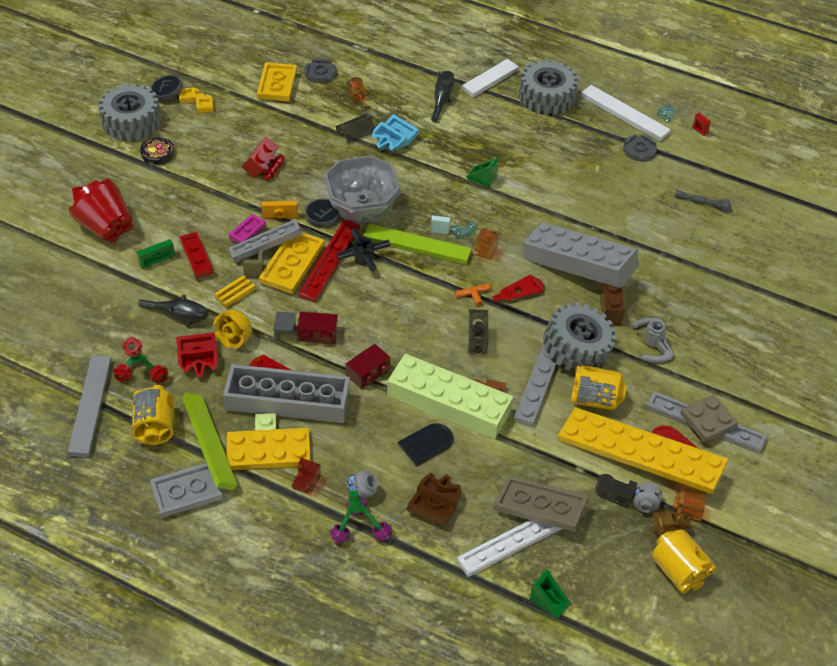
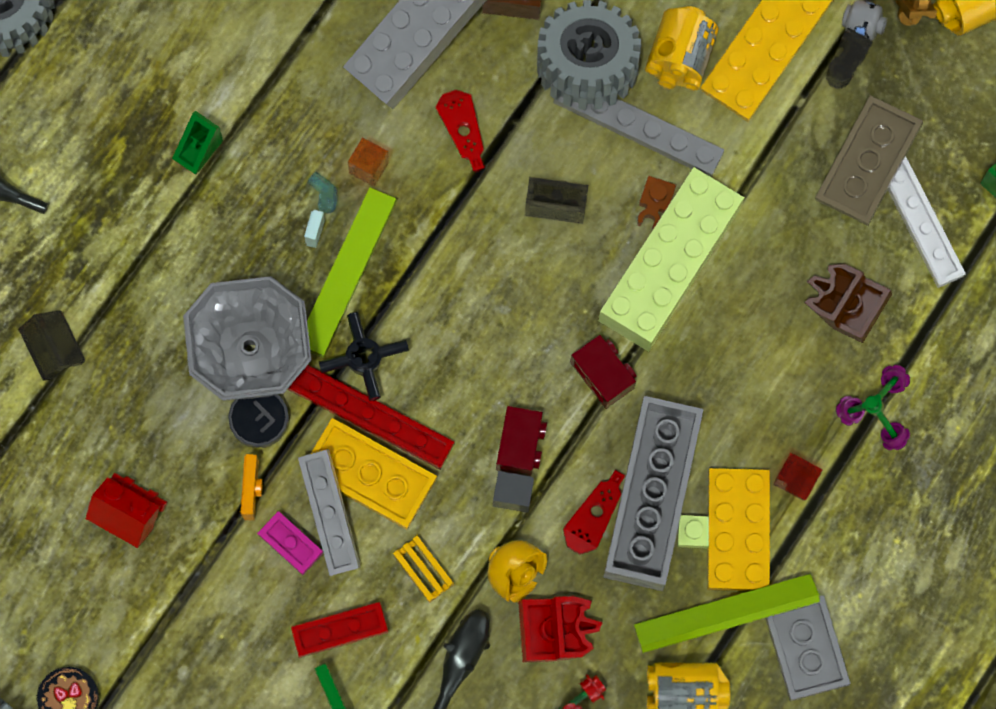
camera: 85 degrees left, 25 degrees up
(254, 268) = (375, 535): olive panel -> none
(364, 483) = (823, 398): light grey head -> none
(394, 133) = (82, 279): medium azure plate -> none
(427, 443) = (742, 303): black window -> none
(474, 292) = (458, 198): orange piece -> none

